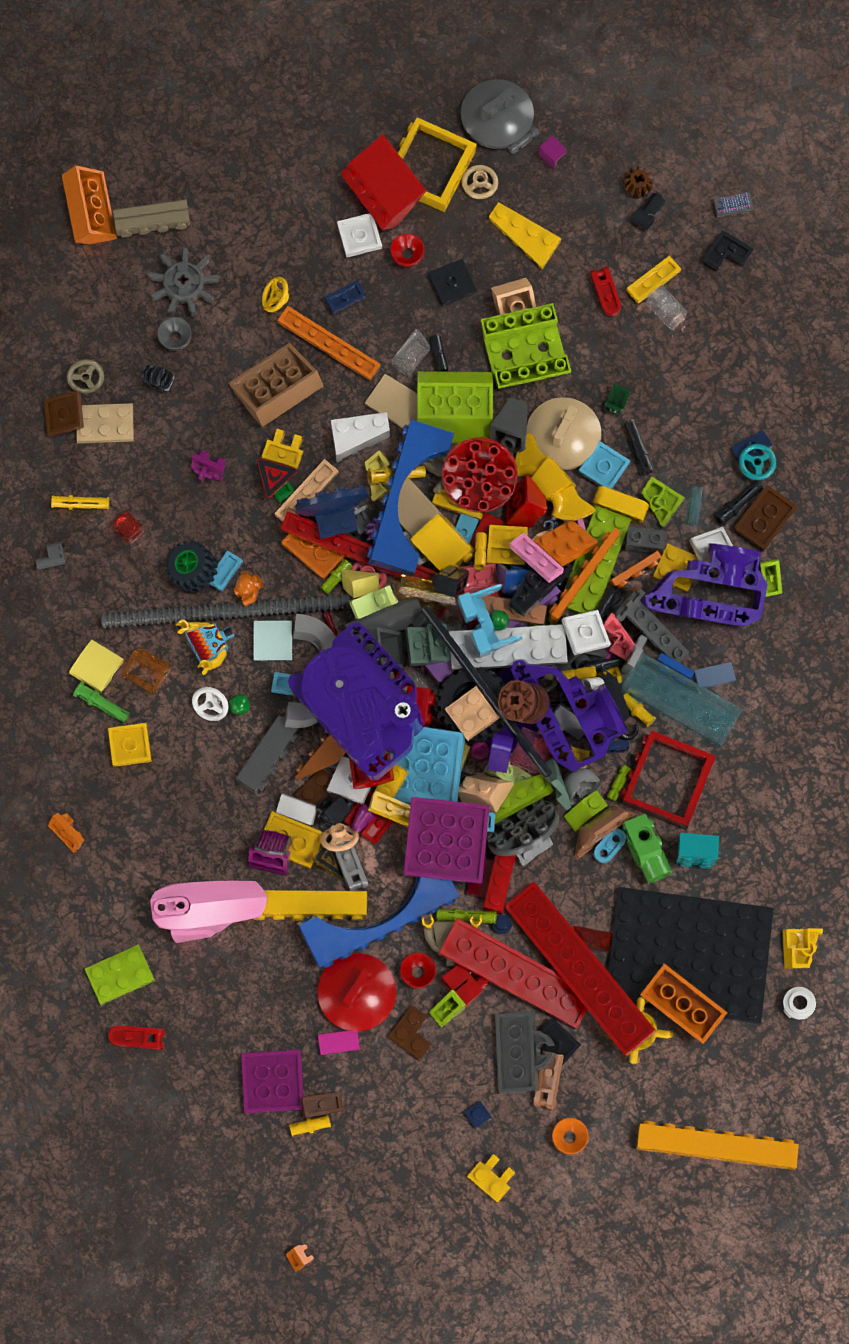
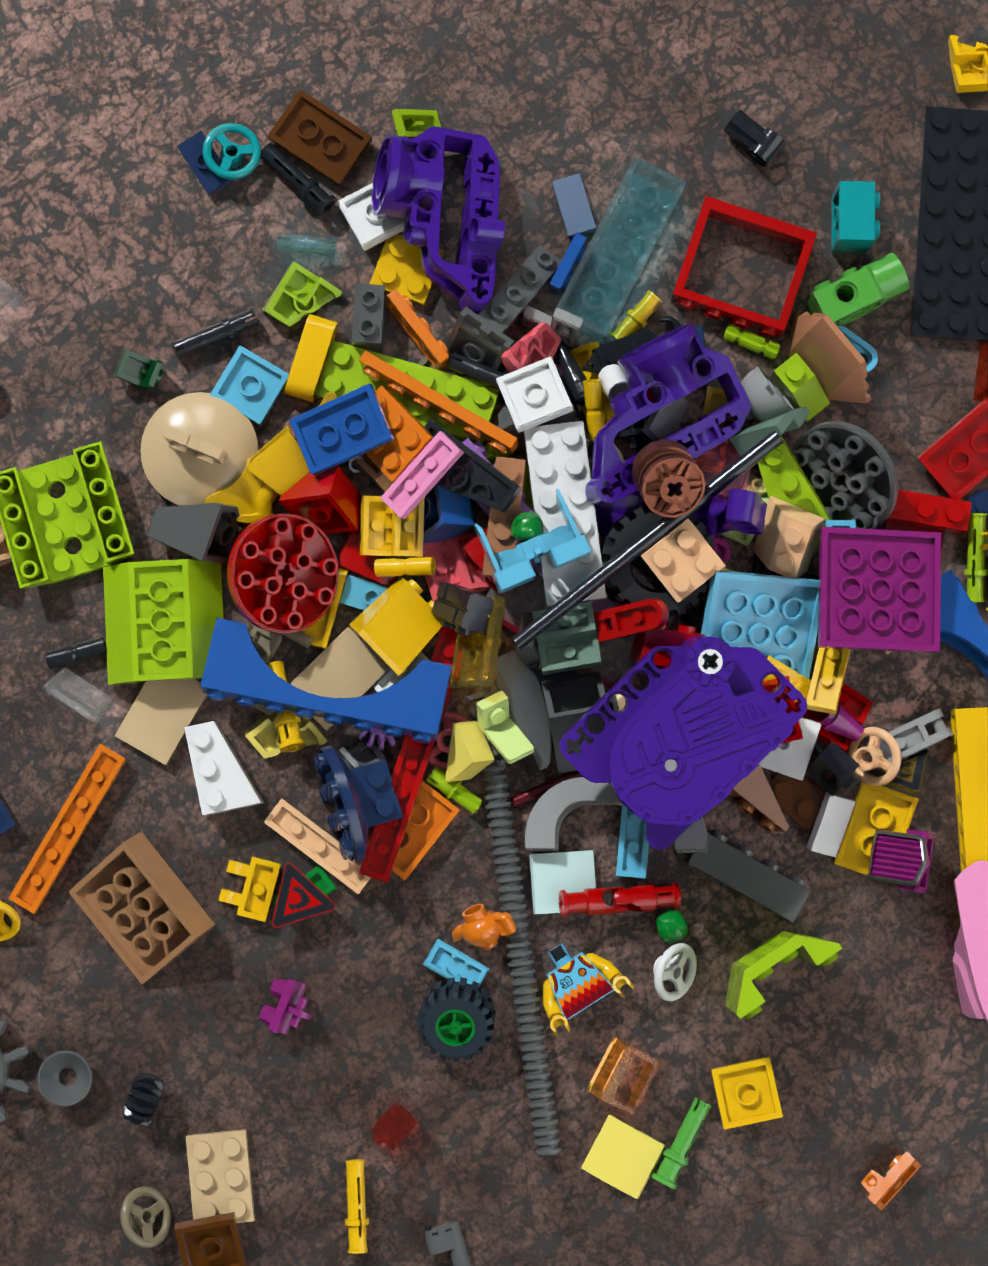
camera: 90 degrees left, 10 degrees up
(197, 737) = (742, 995): none -> lime slope
(258, 684) = (637, 898): none -> red piece
(436, 680) = (631, 619): none -> red plate
(569, 512) = (341, 429): none -> blue plate
(753, 796) = (760, 142): none -> black piece

